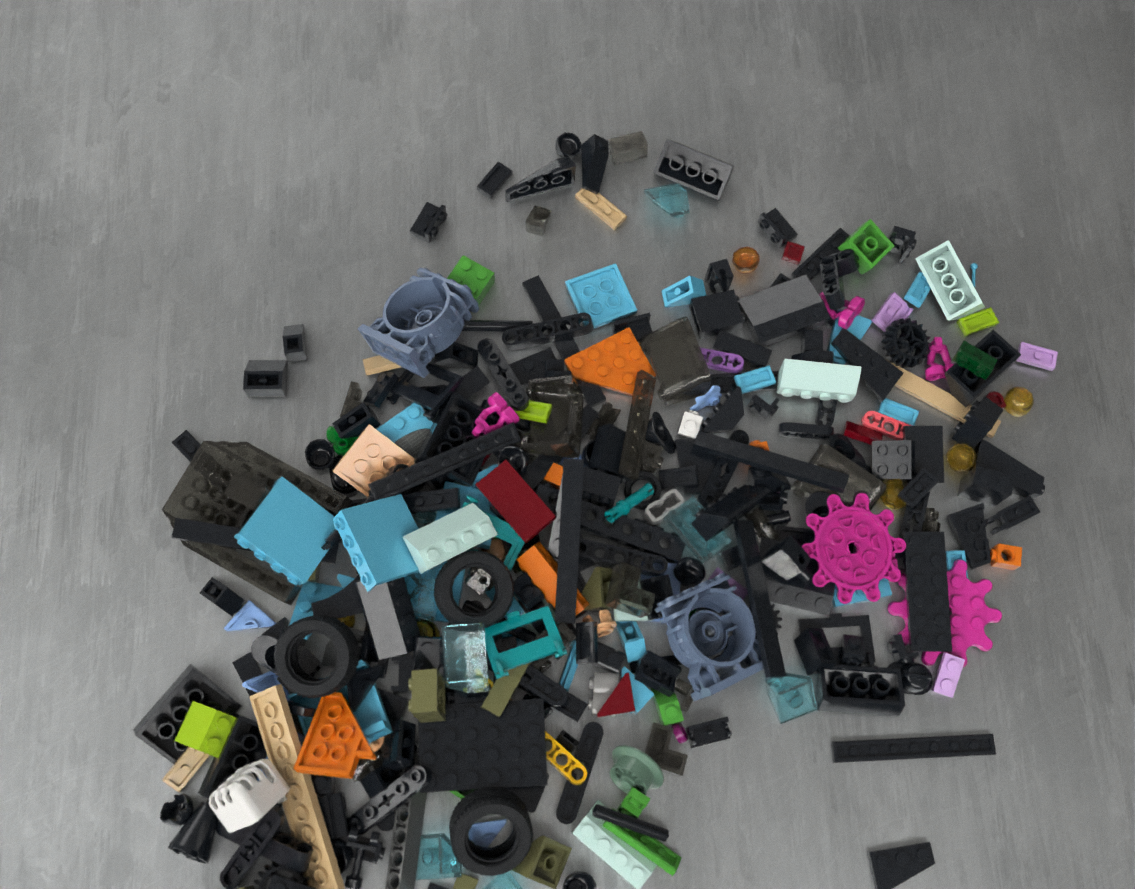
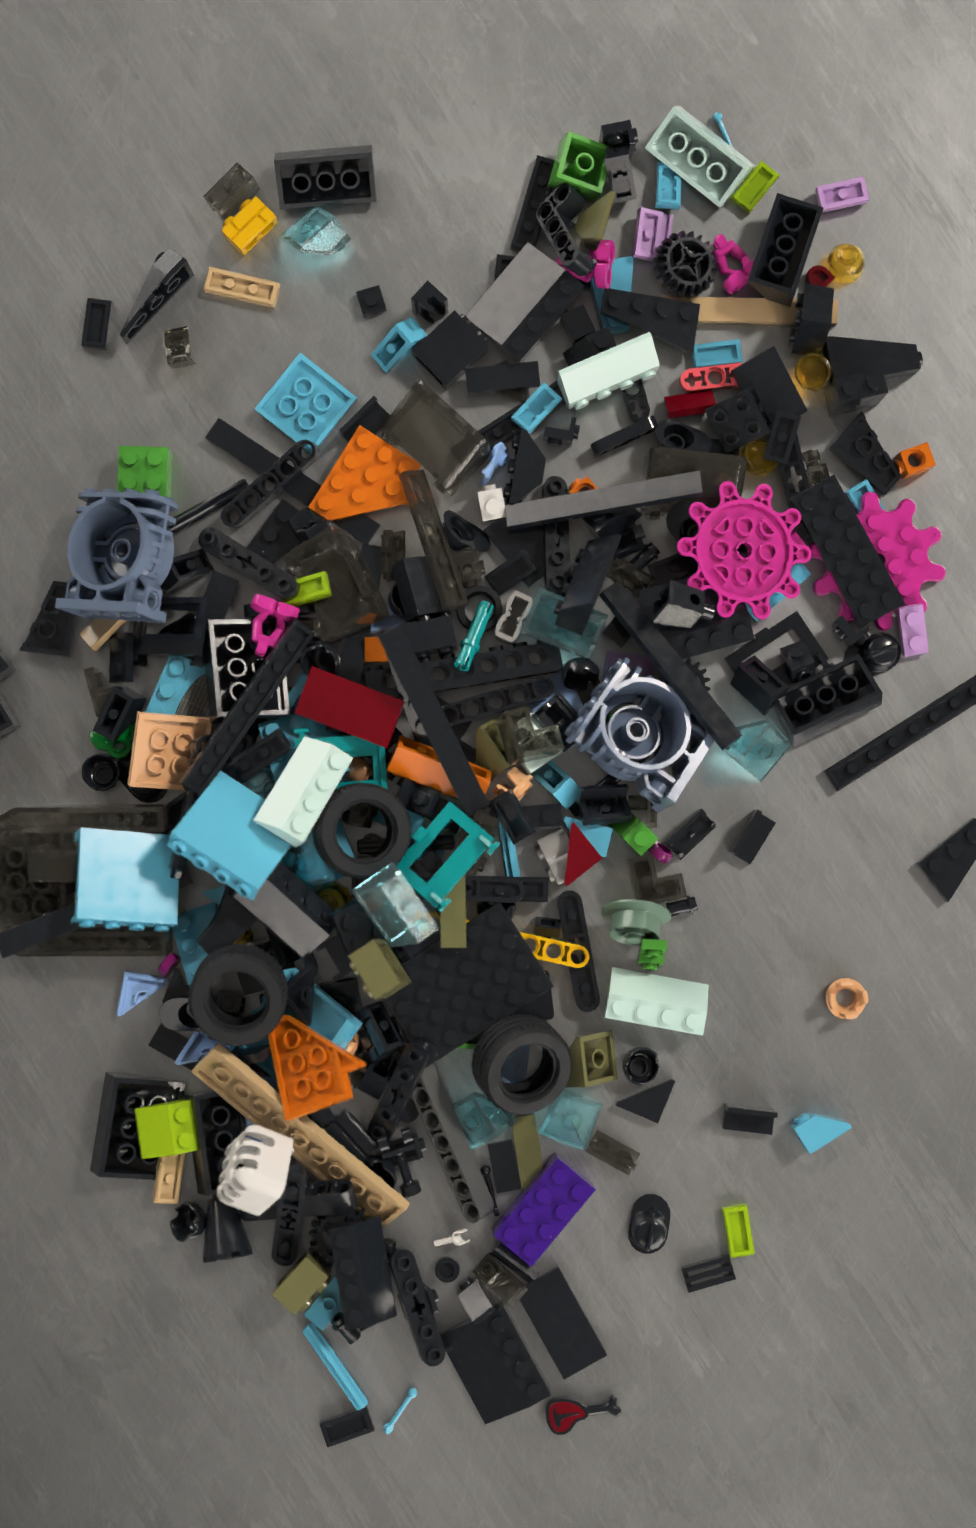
camera: 30 degrees left, 15 degrees up
(222, 596) = (93, 984): black slope -> none
(281, 612) = (169, 964): none -> magenta tile
(348, 346) = (53, 627): none -> black wing
(428, 222) = (52, 422): black bracket -> none
(568, 145) = (159, 231): black hair -> none
(594, 160) = (203, 237): black slope -> none
(627, 172) = (248, 225): none -> yellow brick
(630, 823) = (658, 973): black axle -> none
(648, 847) = (680, 984): bright green tile -> none
(674, 783) = (682, 906): none -> black pin
(680, 258) = (371, 301): none -> black plate
(721, 367) = (495, 395): medium lavender beam -> none
(745, 260) = (448, 261): clear orange hair -> none
(753, 760) = (752, 836): none -> black panel
(776, 227) = (463, 197): black bracket -> none
(793, 252) = (498, 219): dark red tile -> none
(860, 283) = (594, 220): none -> olive slope
(890, 264) = (620, 173): none -> black hinge
(974, 360) = (773, 247): dark green bracket -> none
(1014, 514) = (902, 405): black hinge -> none

